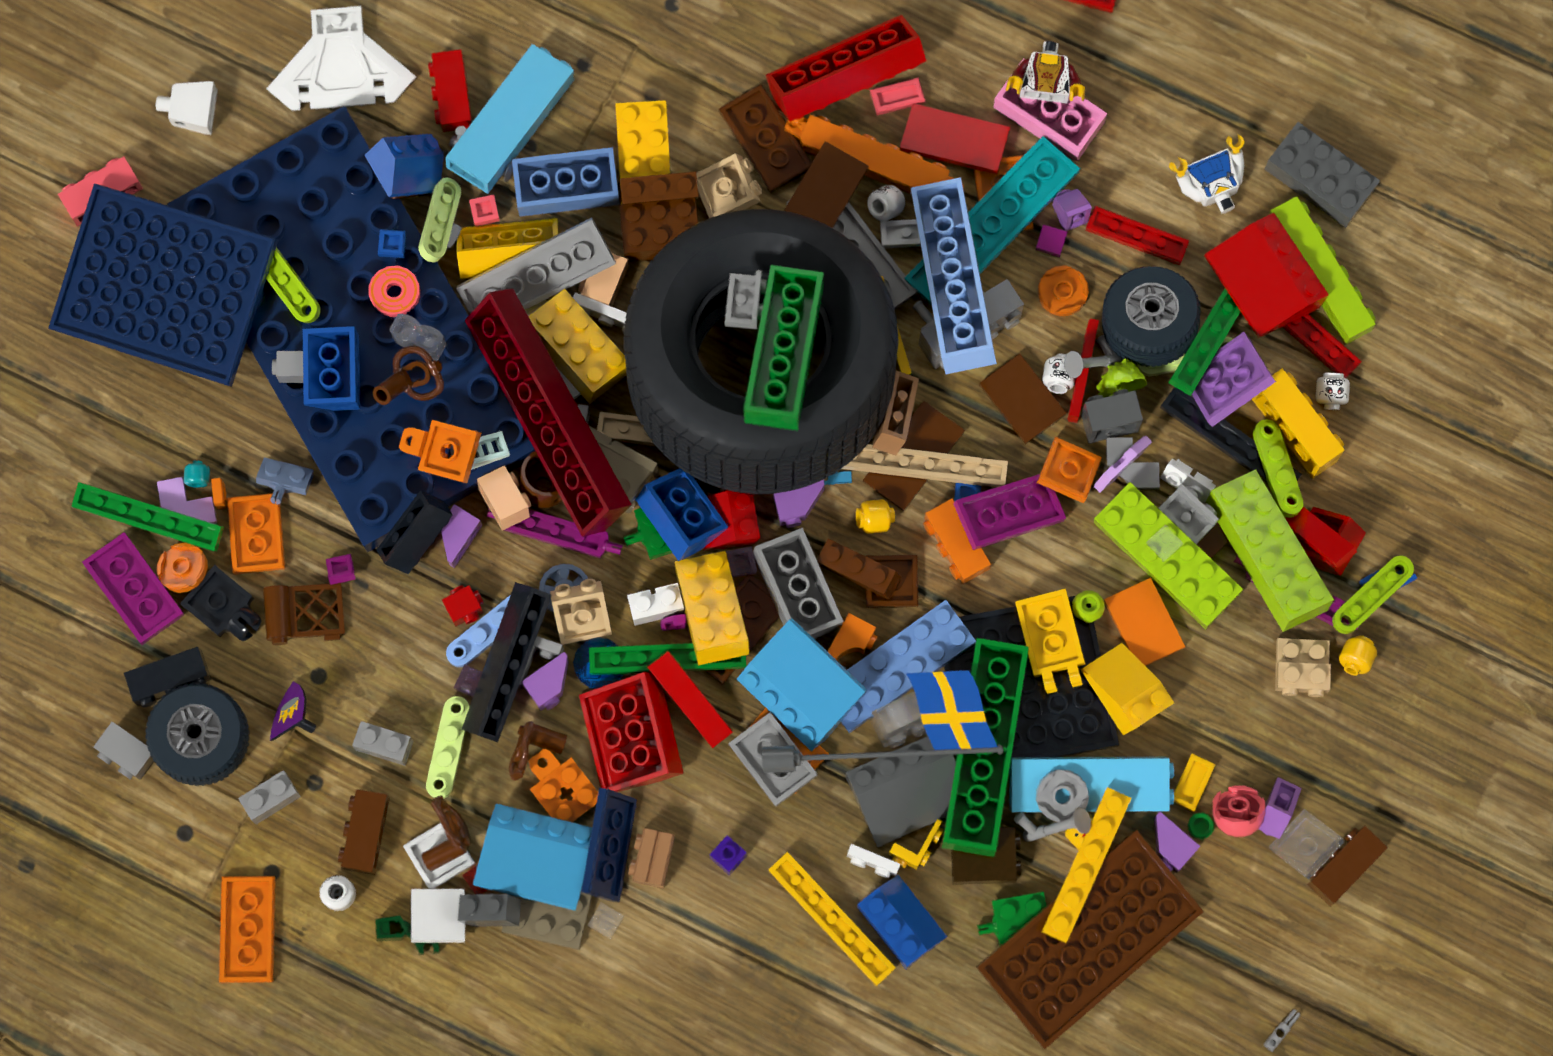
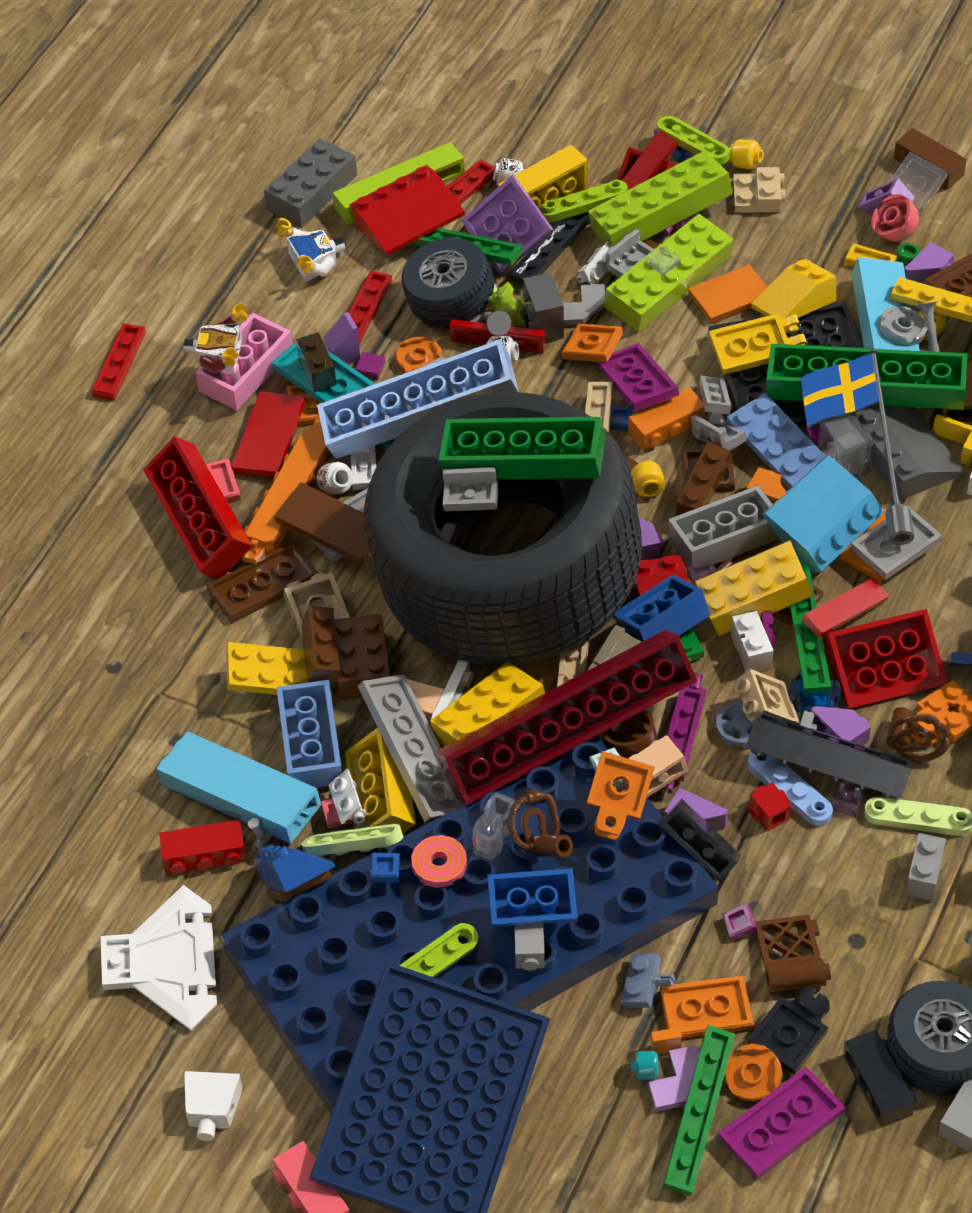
camera: 90 degrees left, 25 degrees down
(291, 713) = (903, 952): shield -> none
(479, 218) = (346, 798): none -> white hinge
(929, 591) = (720, 434): none -> light grey bracket
(980, 590) = (714, 397): none -> light grey hinge
(1022, 399) = (537, 374): reddish brown tile -> none
(1028, 177) = (316, 362): none -> dark brown brick
(1088, 614) = (721, 318): lime plate -> none
(1127, 458) = (580, 292): lavender tile -> none

